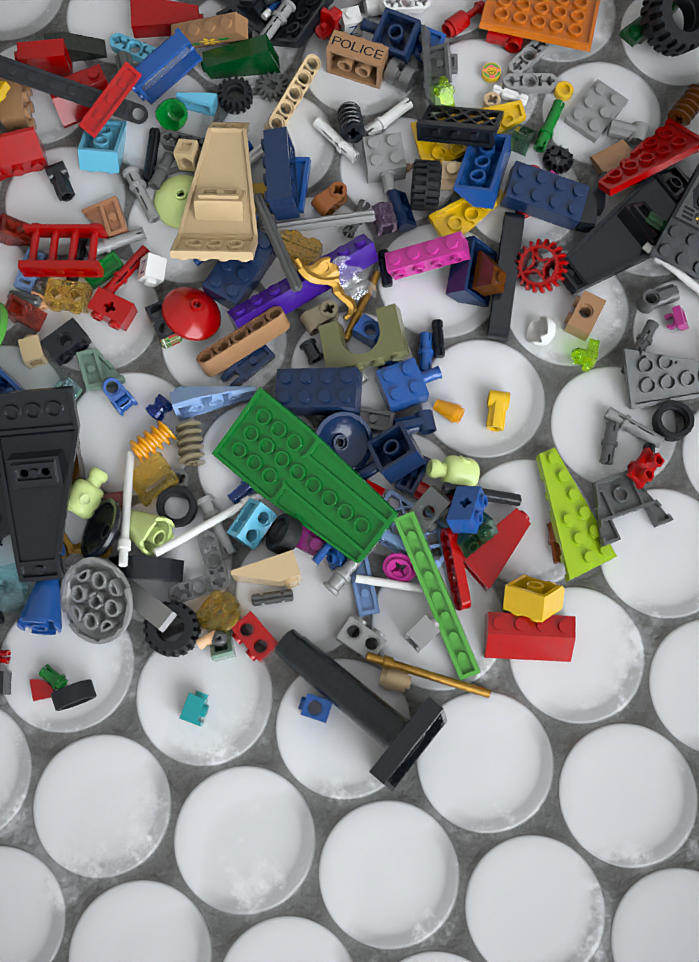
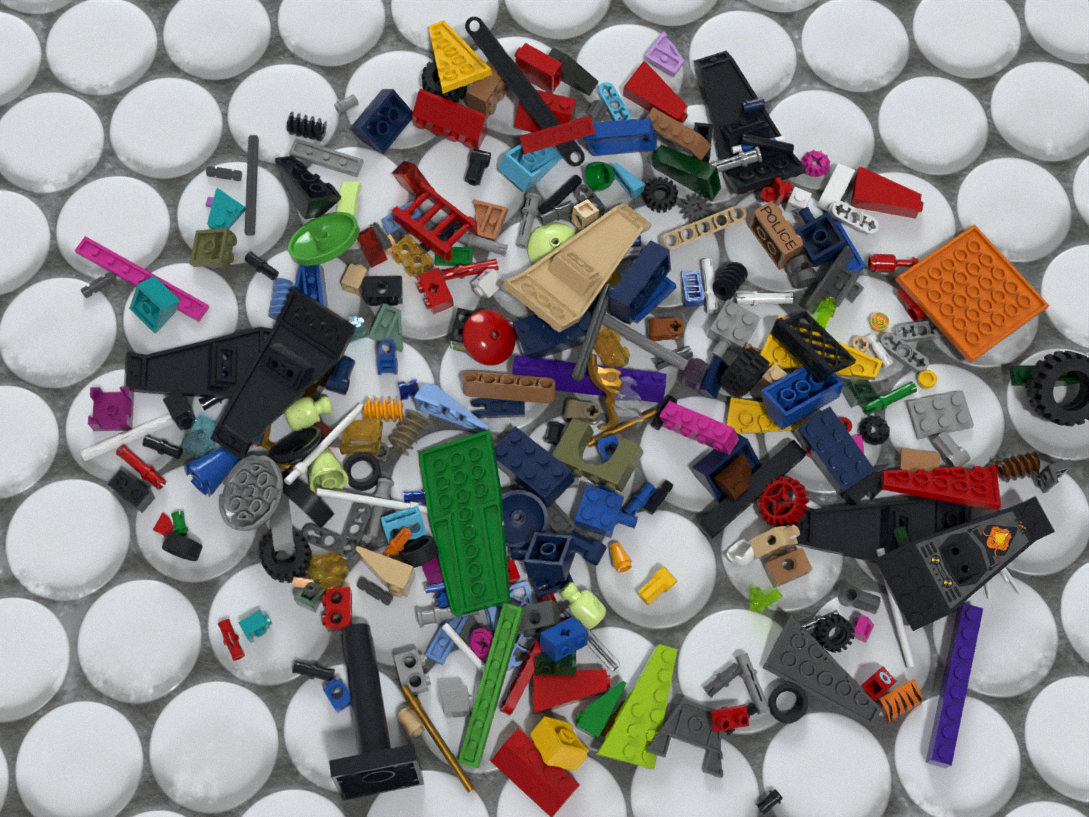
camera: 40 degrees right, 5 degrees down
(91, 446) = (340, 379): none -> dark blue piece
(170, 731) = (226, 627): none -> red pin
(260, 543) = (397, 543): none -> orange axle
(277, 705) = (313, 671): none -> black pin
(330, 163) = (692, 301): none -> slope
(538, 548) = (597, 714): none -> green slope
(562, 299) = (781, 540): none -> tan torso
(671, 336) = (843, 637): none -> black tyre

